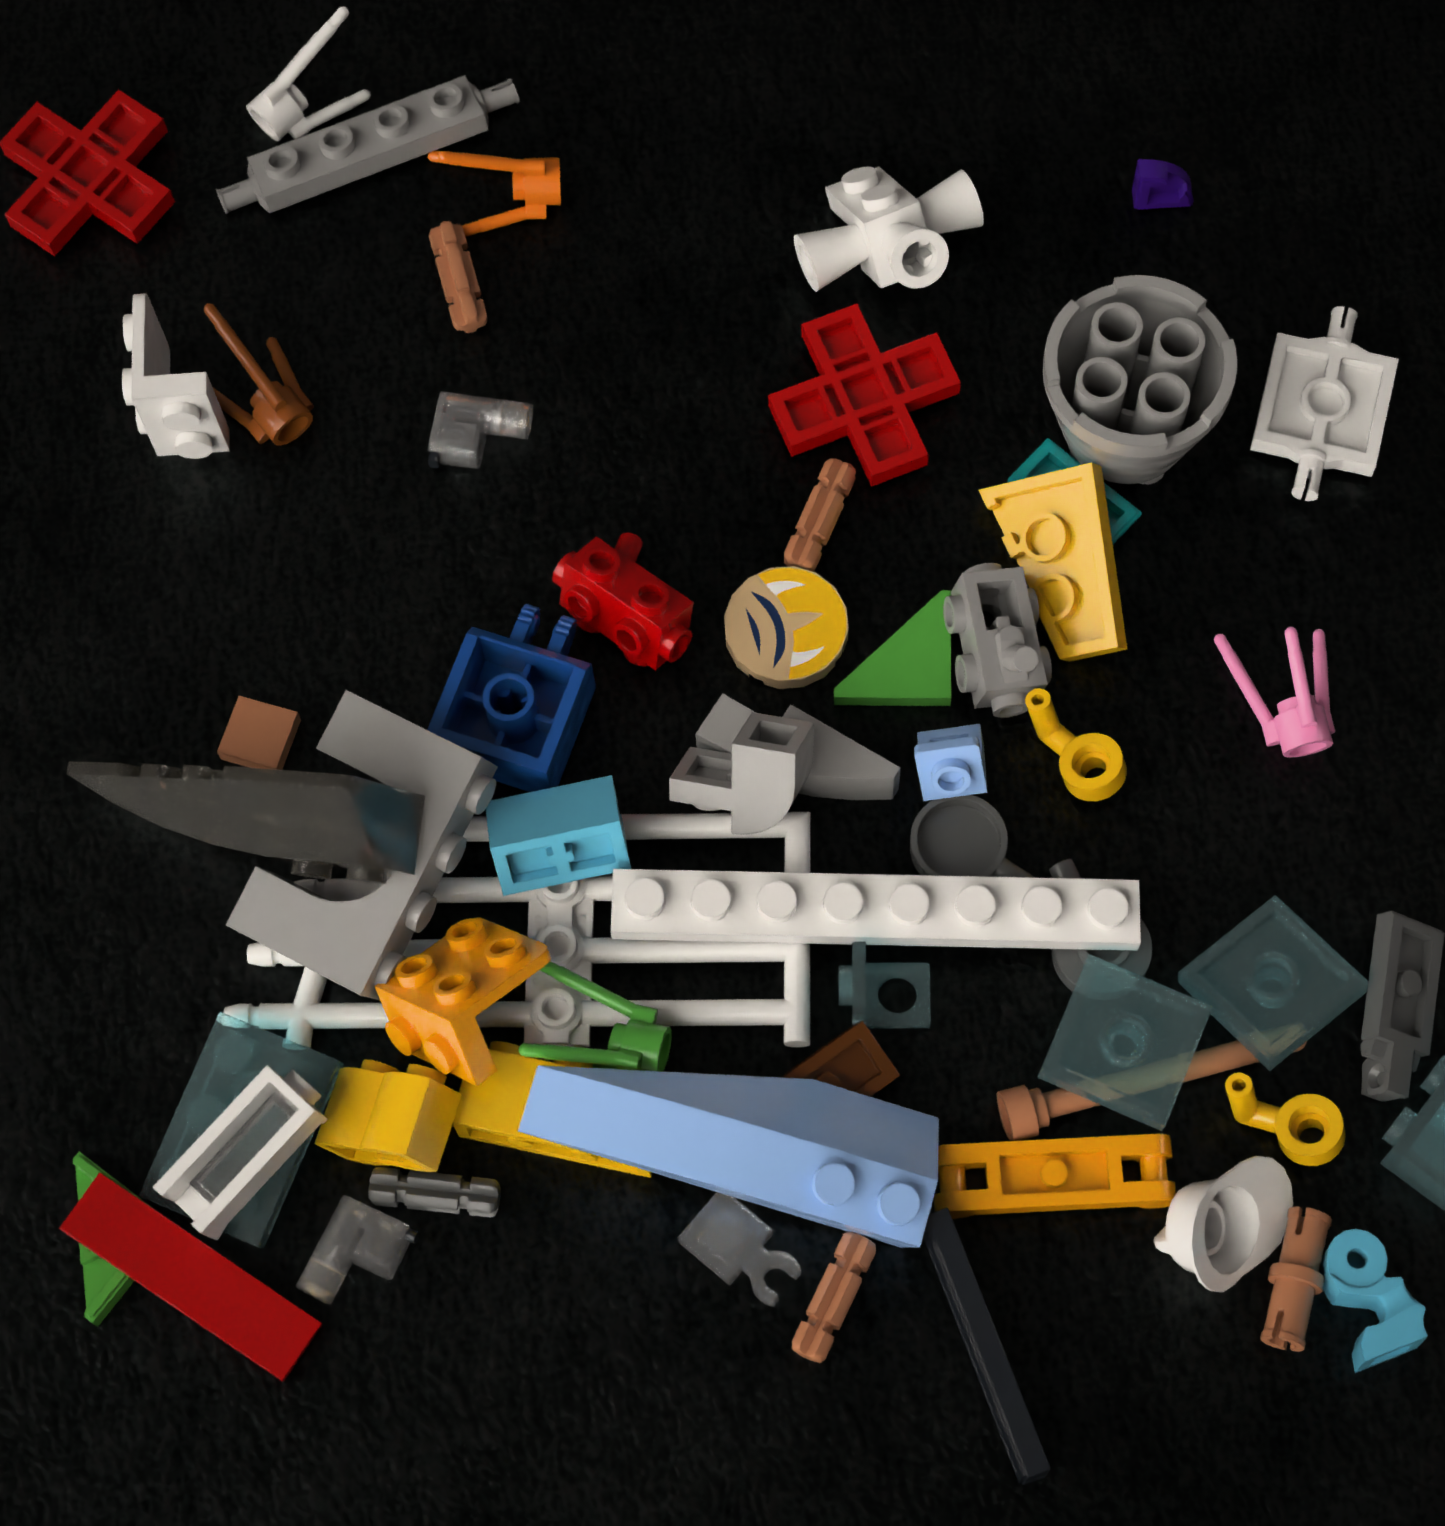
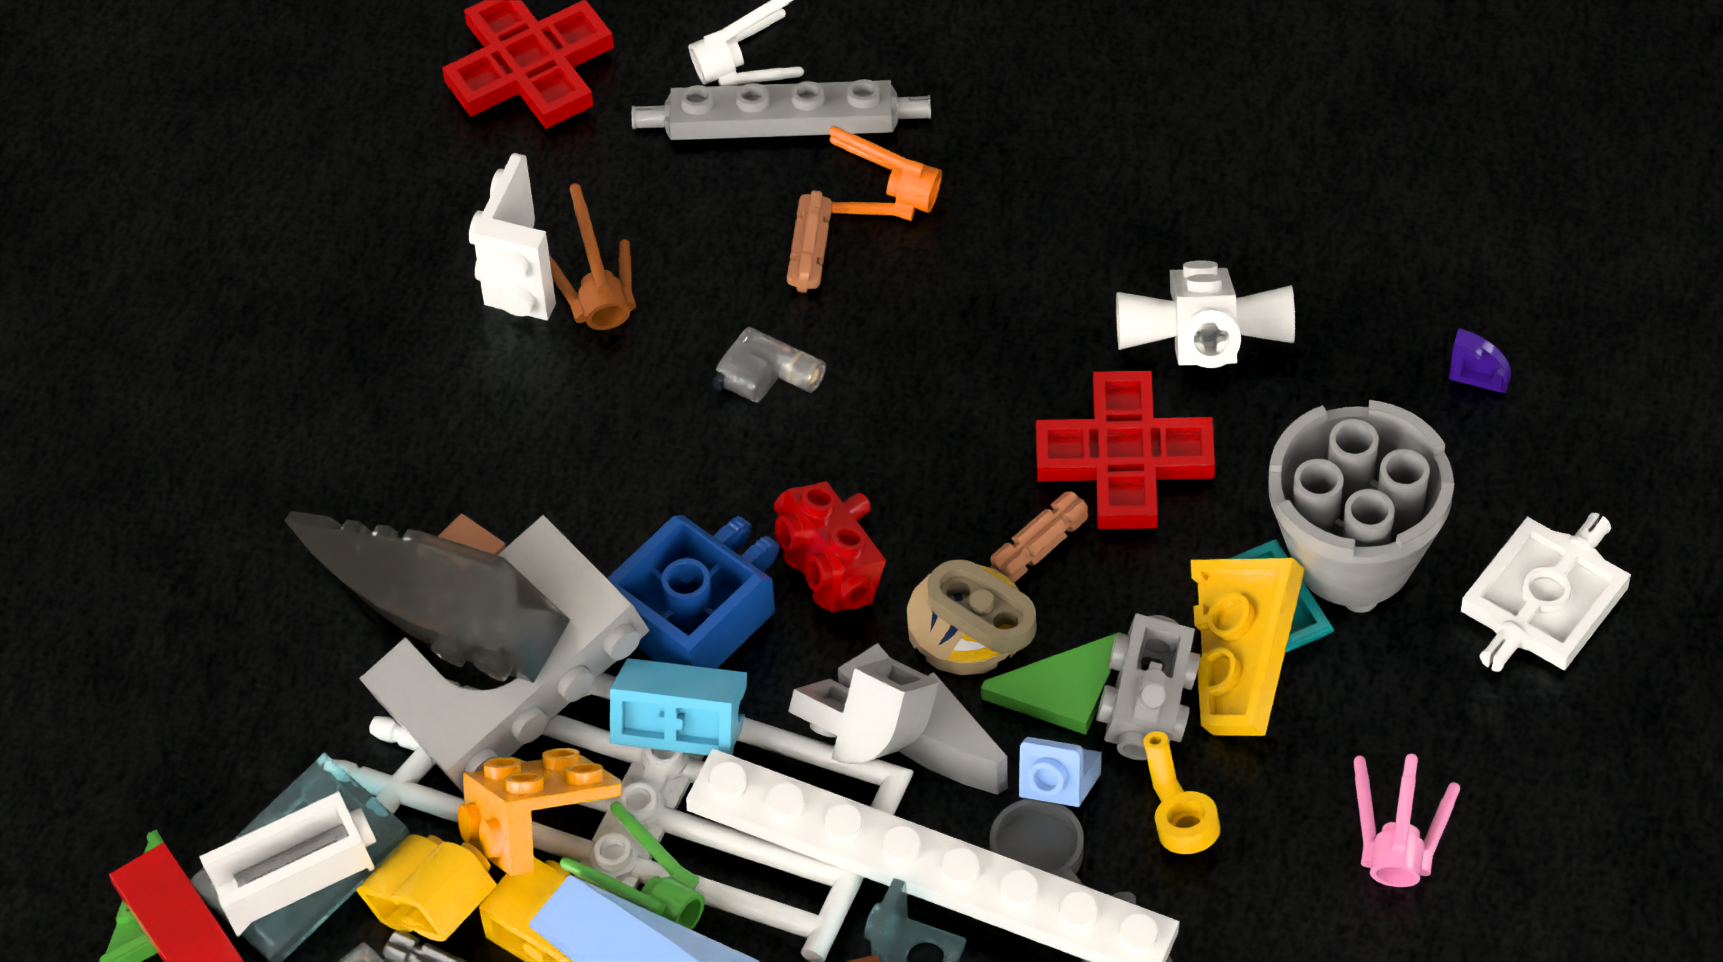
camera: 20 degrees right, 15 degrees down
(807, 610) = (986, 608): none -> dark tan plate

